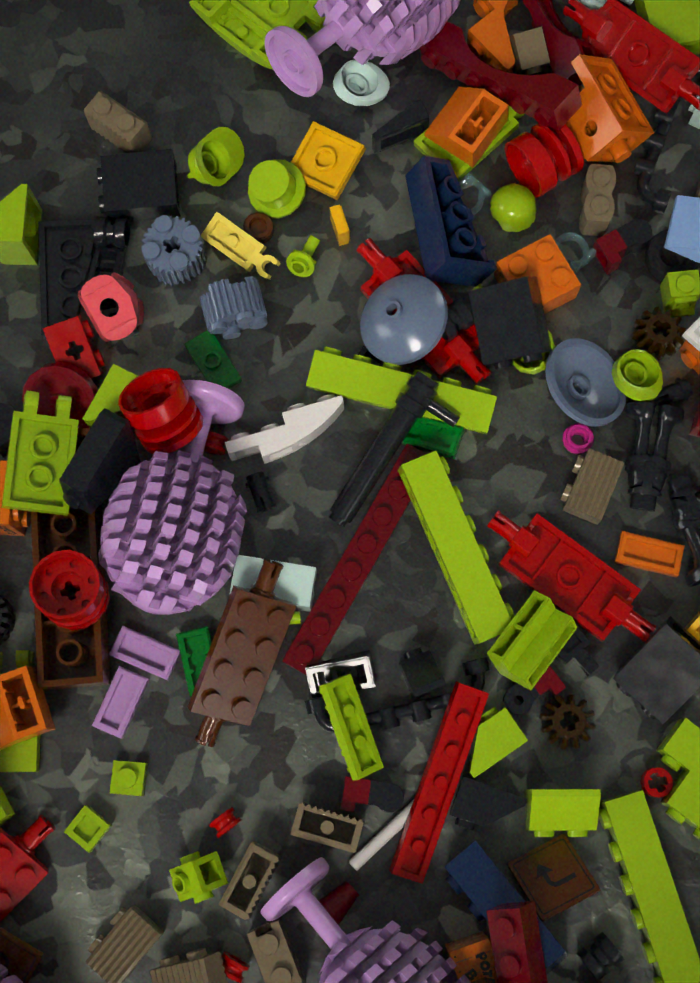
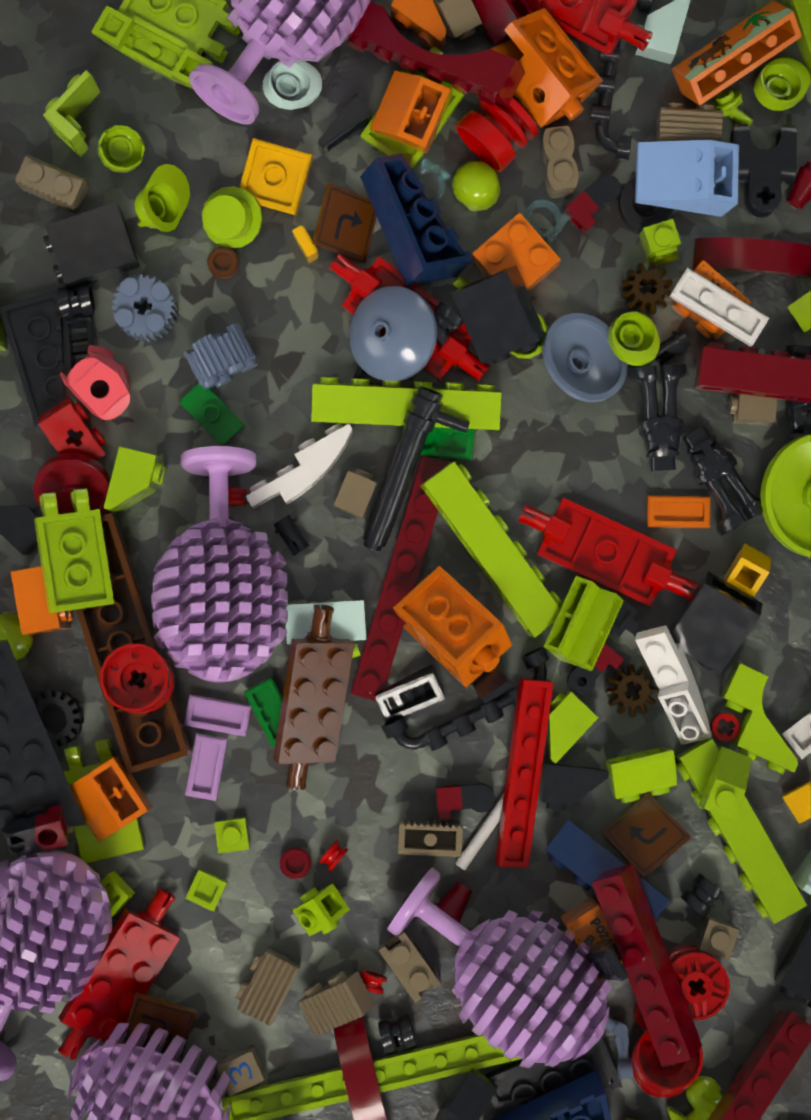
camera: 20 degrees left, 10 degrees up
(99, 462) = (134, 549): black slope -> none
(151, 59) = (64, 110): none -> lime bracket
(161, 410) = (179, 485): red wheel -> none
(185, 822) = (295, 863): none -> dark red tile
(188, 107) = (121, 149): none -> lime hair
(237, 245) = (207, 287): light yellow plate -> none
(250, 880) = (370, 902): dark tan brick -> none
(303, 259) = (276, 288): lime plate -> none
(333, 465) = (356, 493): none -> dark tan brick
(351, 727) = (431, 742): lime plate -> none
(381, 213) = (345, 223): none -> reddish brown piece
(400, 612) = (453, 626): none -> orange torso
(581, 430) = (597, 409): dark pink plate -> none
(592, 486) = (611, 458): dark tan brick -> none
(614, 724) = (675, 683): none -> white slope
(649, 840) = (726, 783): none -> lime slope

